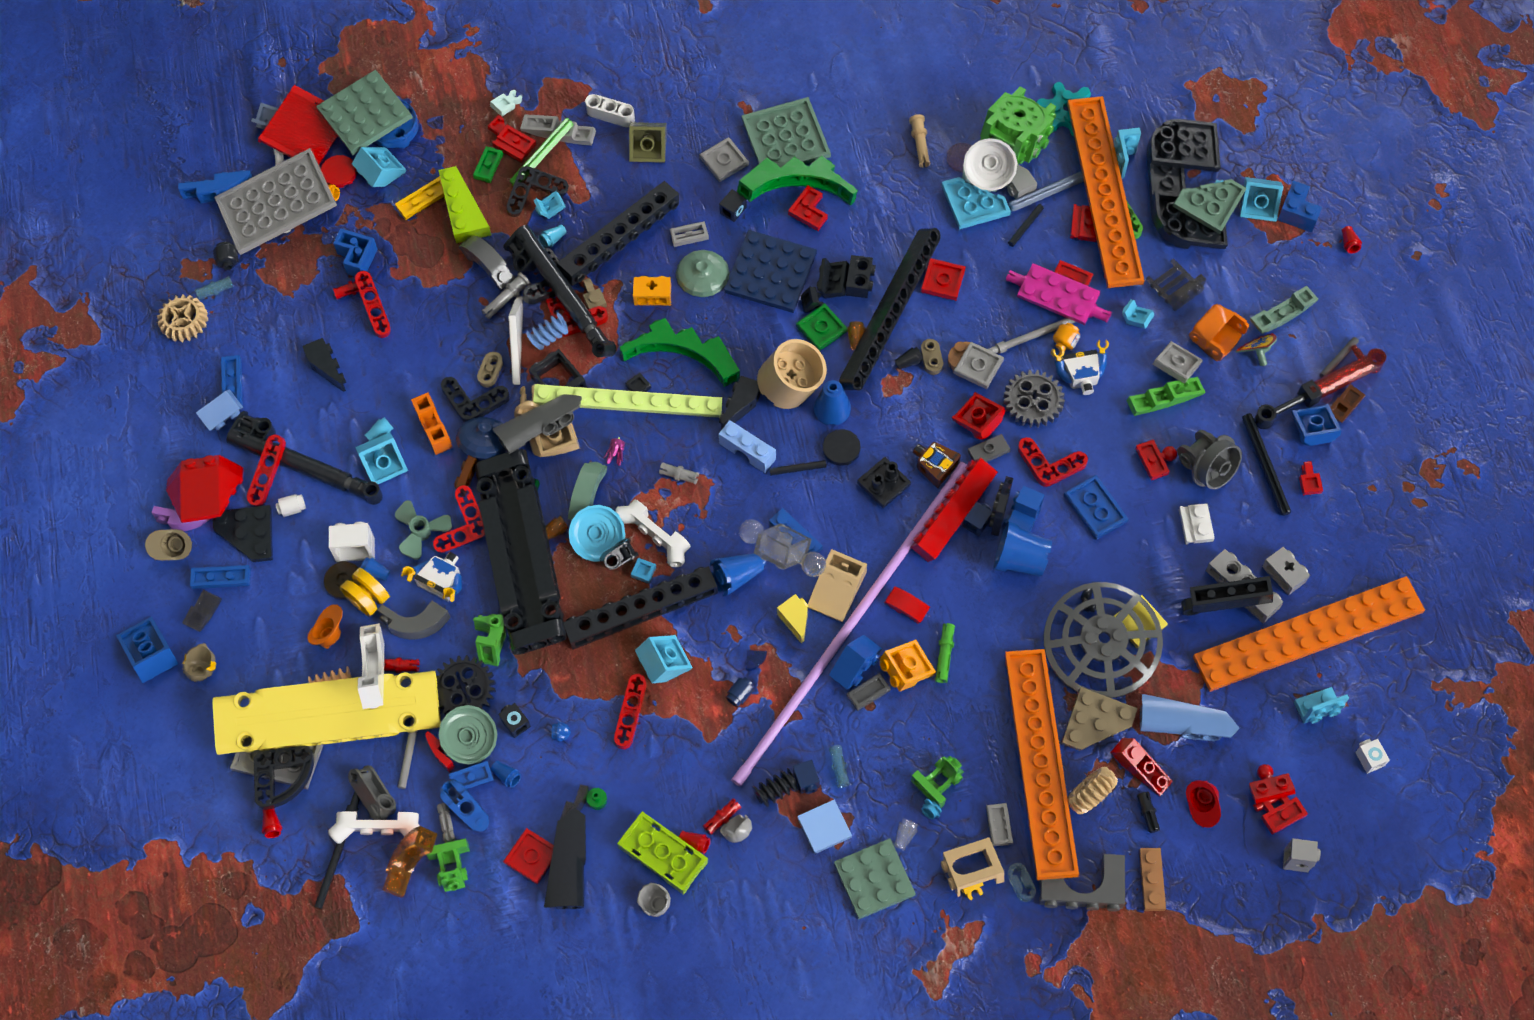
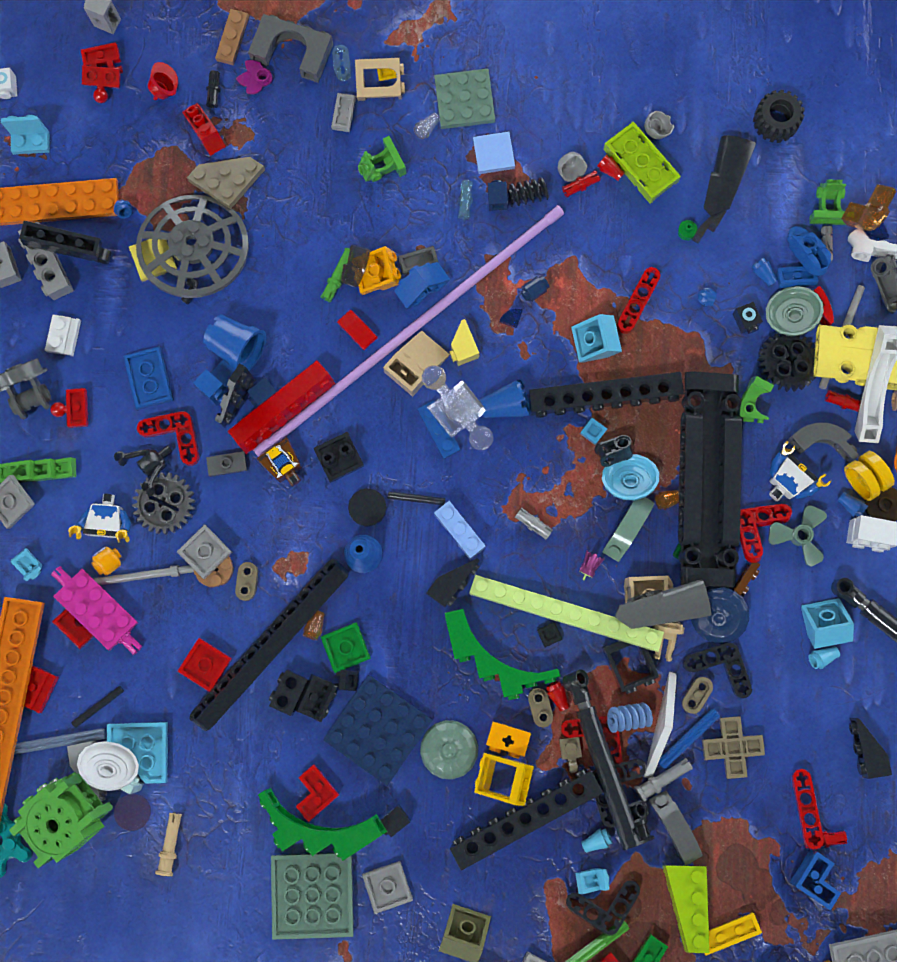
camera: 160 degrees left, 15 degrees up
(431, 423) = (771, 656): orange arch -> none
(448, 336) = (733, 747): none -> dark tan plate
(489, 335) = (688, 738): none -> blue axle
(513, 933) = (785, 104): none -> black tyre
(530, 856) = (757, 193): red plate -> none
(616, 336) = (558, 695): none -> red cone
(629, 323) = (541, 707): none -> dark tan plate
(630, 254) = (520, 784): none -> yellow window
(676, 544) = (556, 447): white plate -> none
(690, 236) = (450, 801): light grey tile -> none
(792, 373) = (380, 583): tan brick -> none
(909, 358) = (270, 583): black cone -> none
(929, 661) = (355, 268): none -> clear smoke slope
(931, 809) = (397, 139): dark azure plate -> none
(980, 416) = (223, 498): red slope -> none
(1041, 765) = (289, 149): orange plate -> none
(1061, 428) = (150, 464): none -> black piece
(1092, 790) = (254, 109): tan gear -> none
(1112, 838) = (252, 77): none -> magenta plate
(1182, 718) = (149, 156): medium blue panel -> none
(1190, 659) = (123, 209): none -> blue plate

